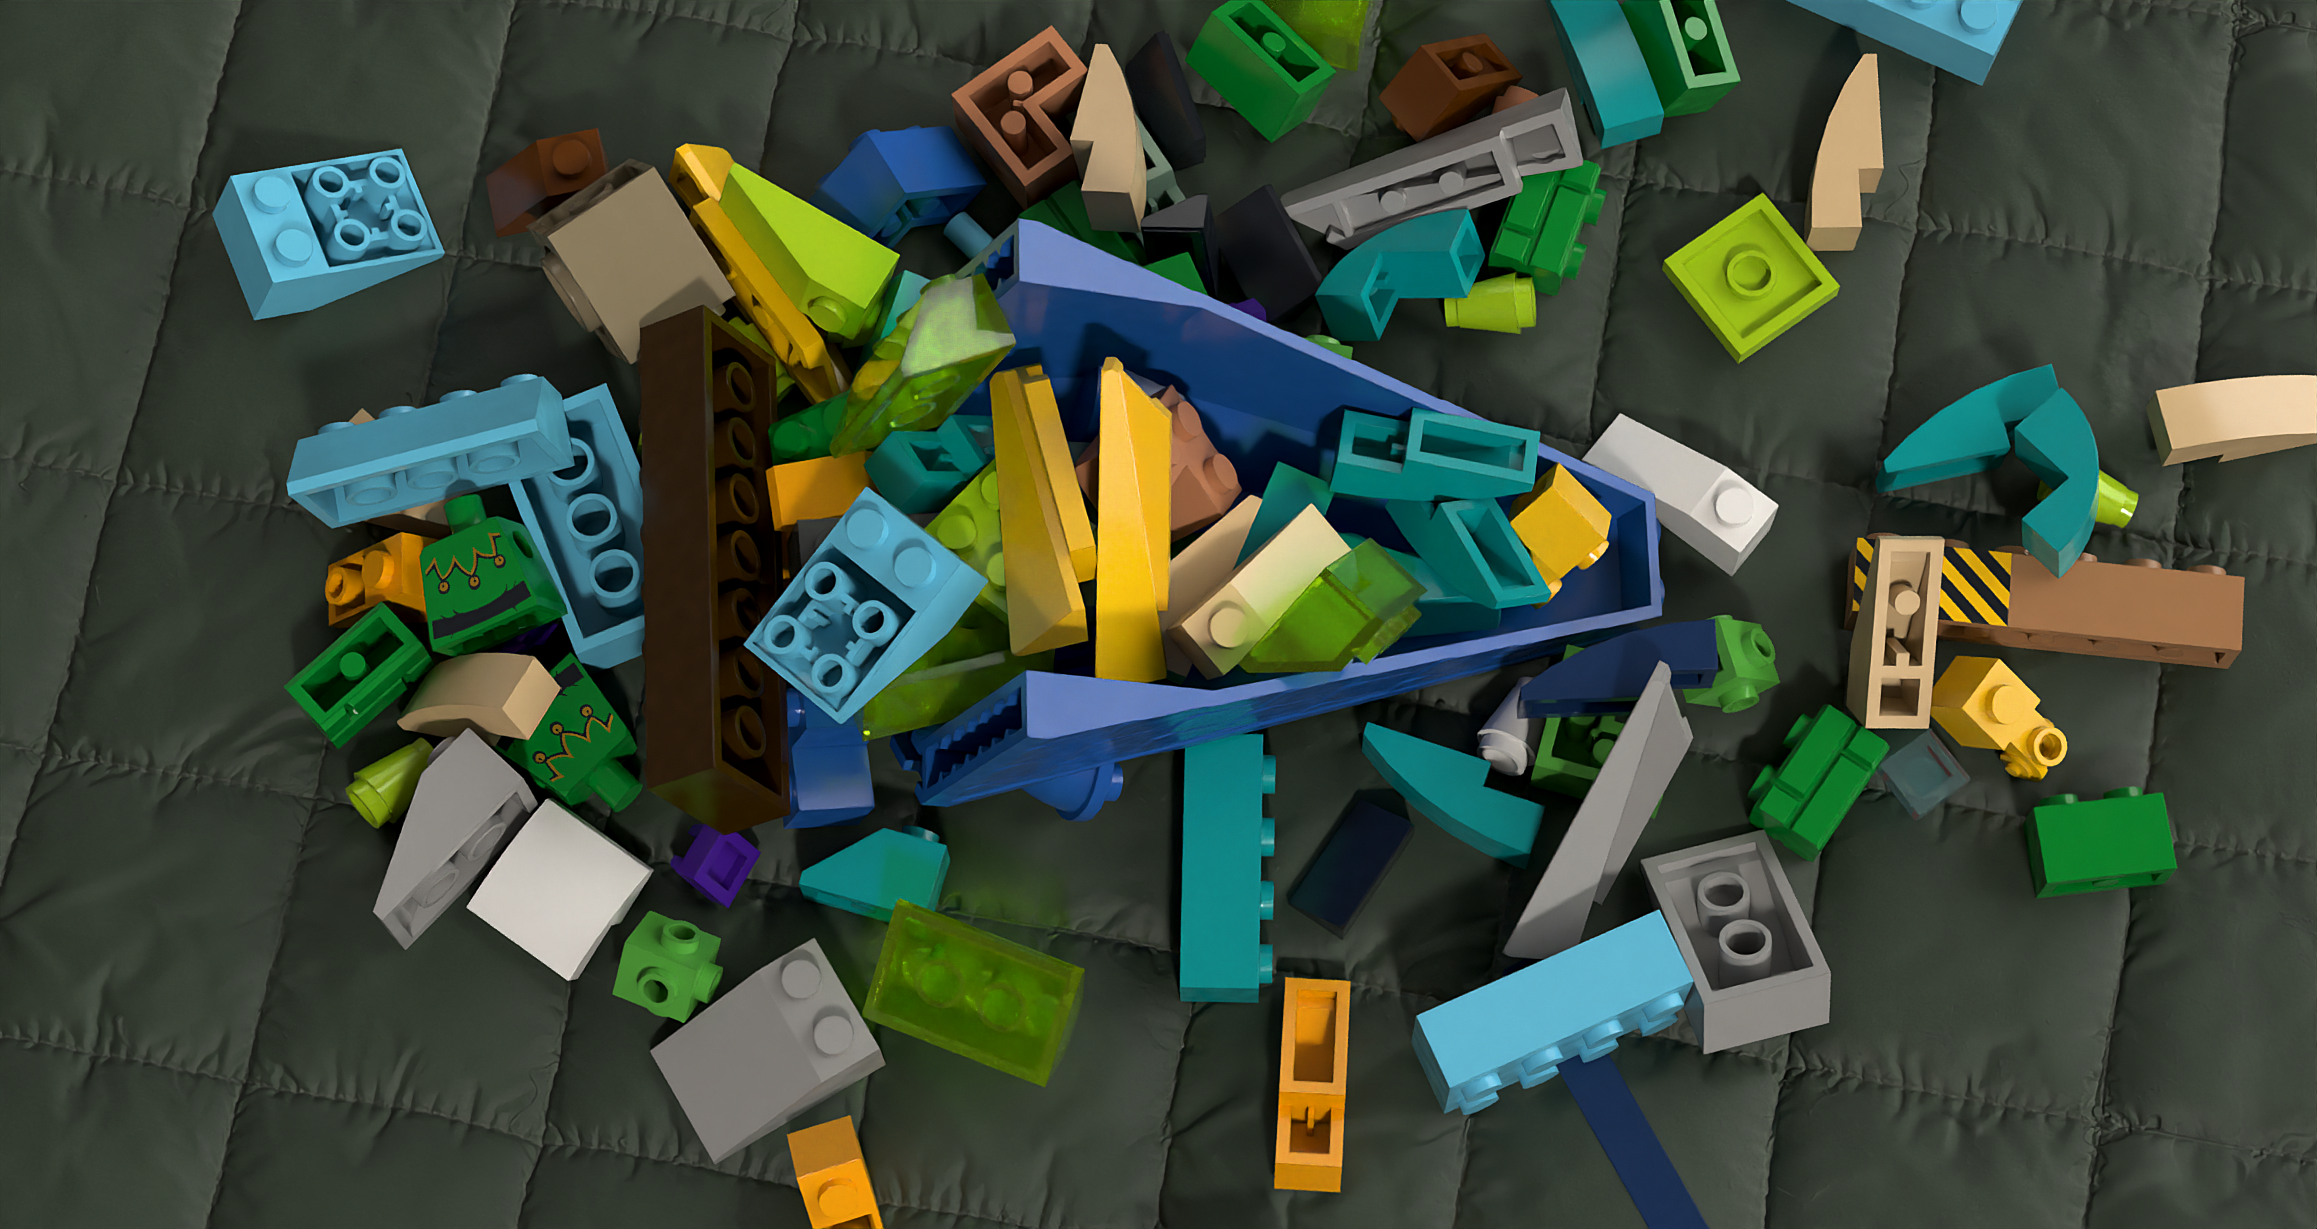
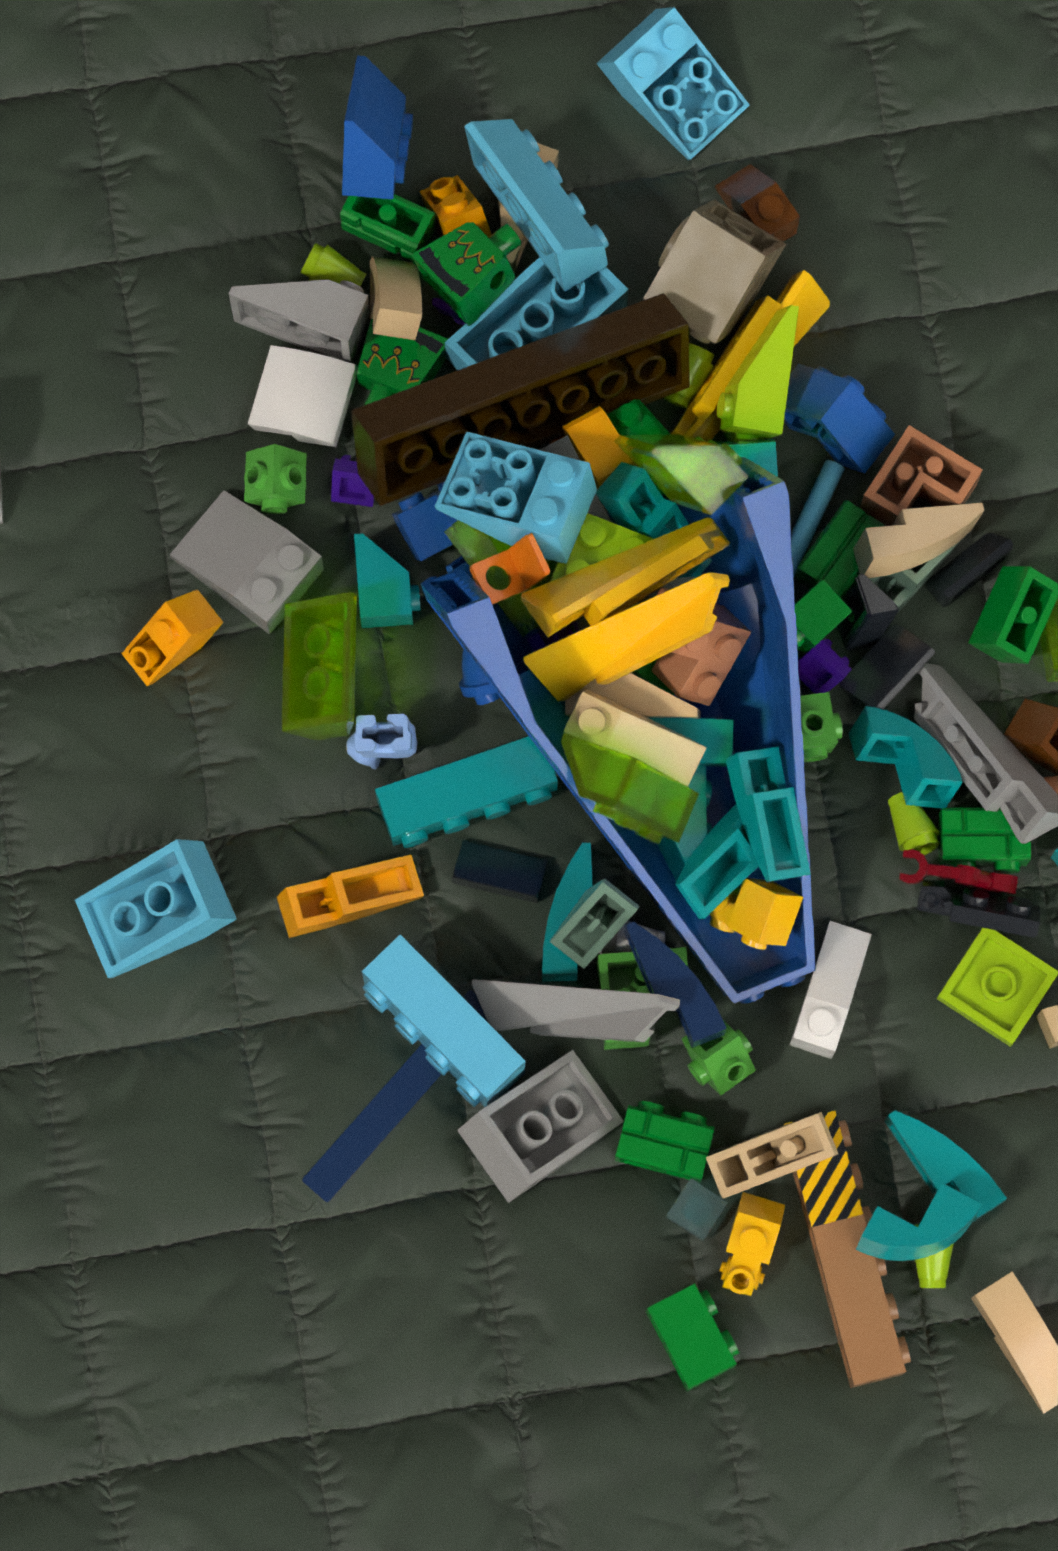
camera: 65 degrees right, 5 degrees up
(234, 642) = (374, 134): none -> blue slope
(968, 637) = (521, 562): none -> orange bracket
(1112, 952) = (381, 739): none -> light blue animal
(1488, 750) = (593, 922): none -> sand green slope
(1593, 257) = (961, 874): none -> dark red piece
(1642, 259) = (980, 909): none -> black hinge

